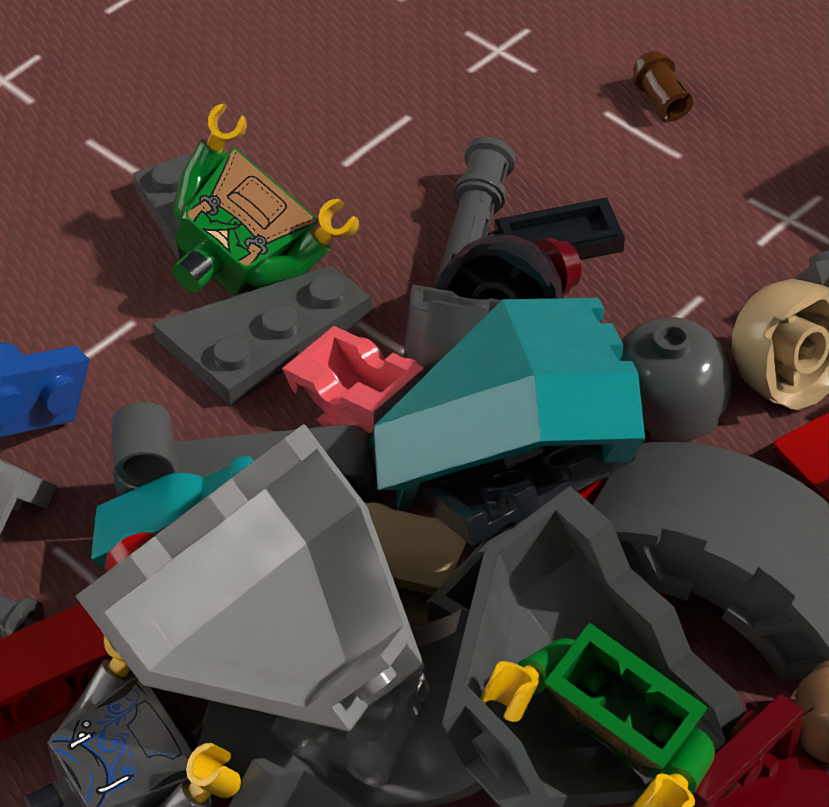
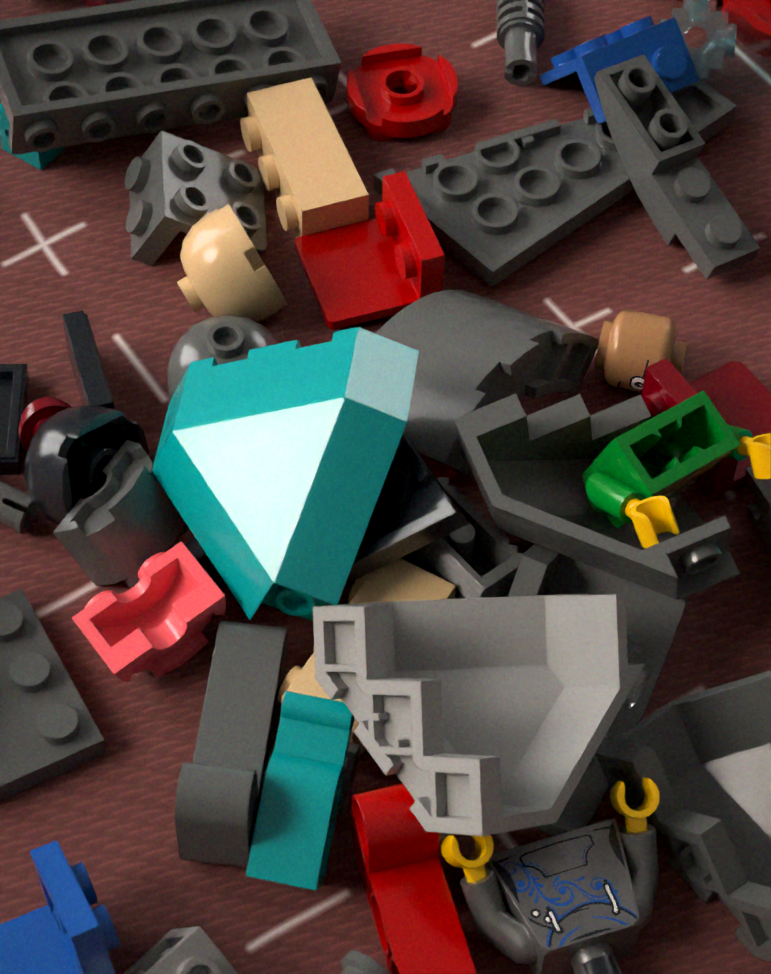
camera: 80 degrees left, 5 degrees up
(626, 272) = (86, 361): none -> black tile

